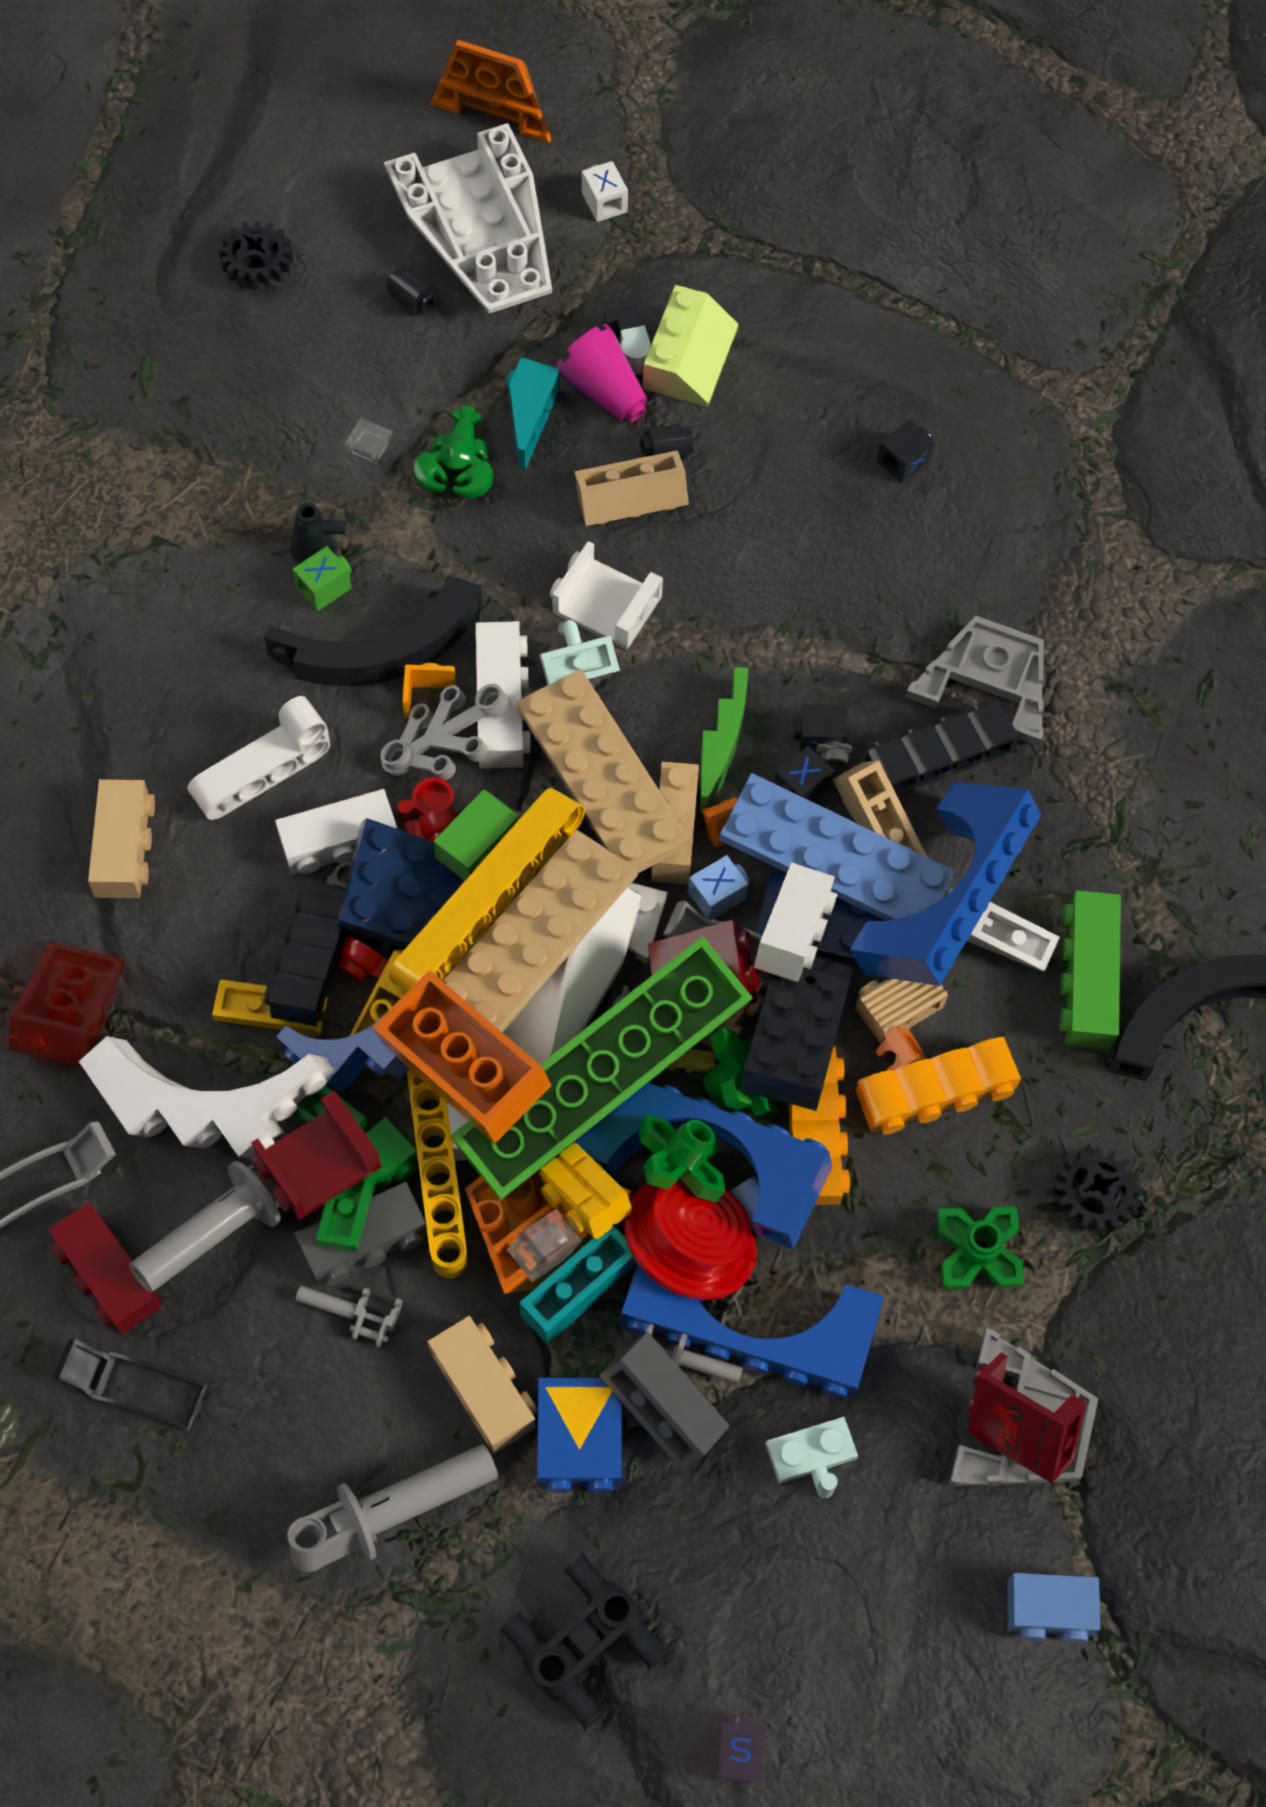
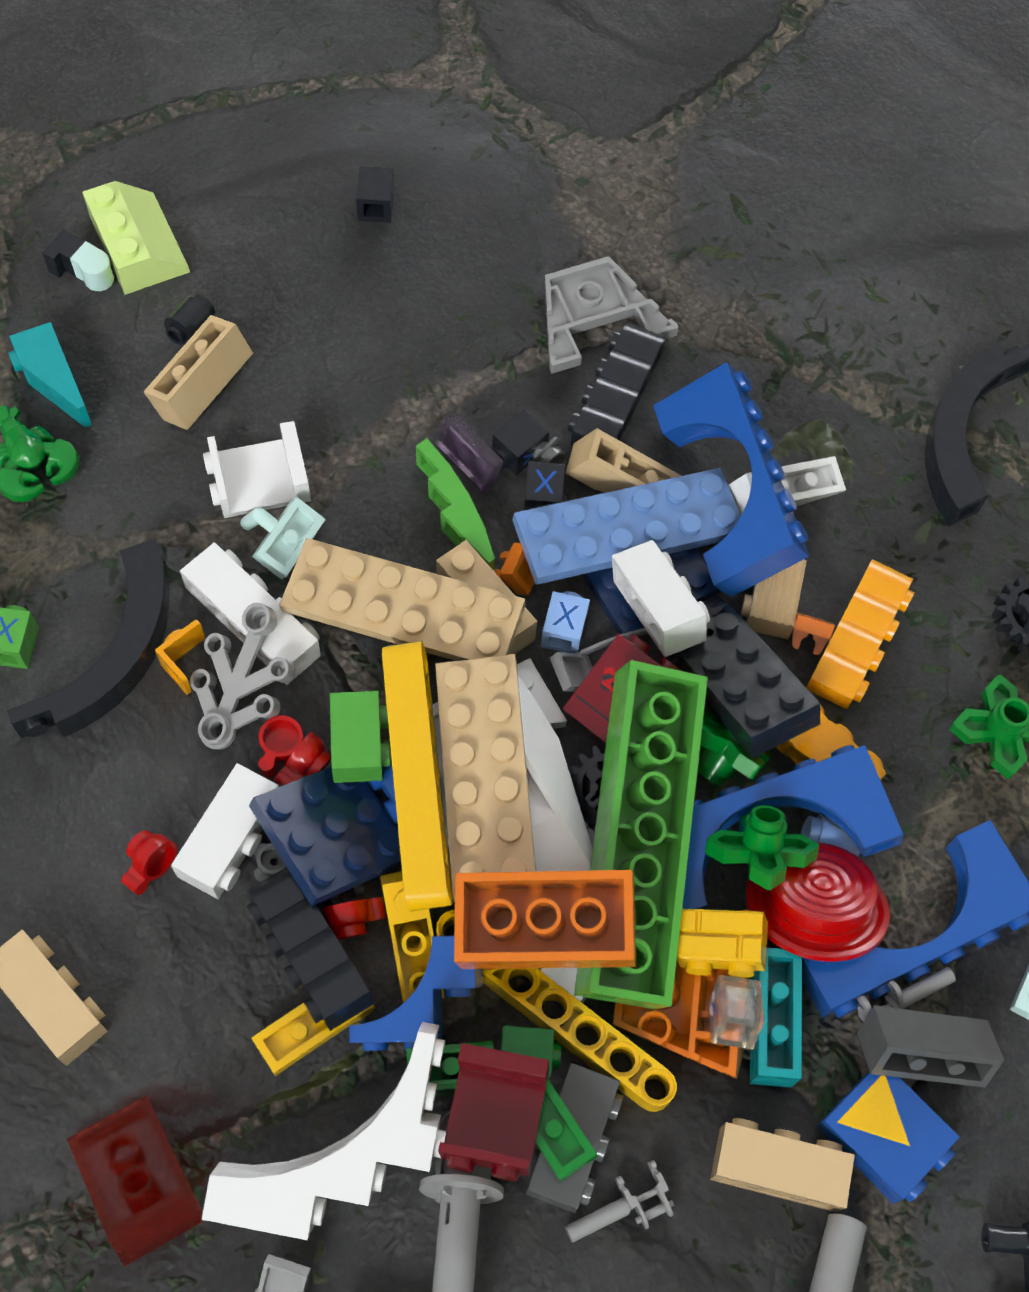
camera: 45 degrees left, 0 degrees up
(264, 762) = (121, 783): white beam -> none
(269, 805) = (150, 858): none -> red piece
(604, 374) = (91, 302): dark pink cone -> none
(775, 705) = (469, 452): none -> clear purple plate
(1092, 970) = (874, 462): bright green brick -> none

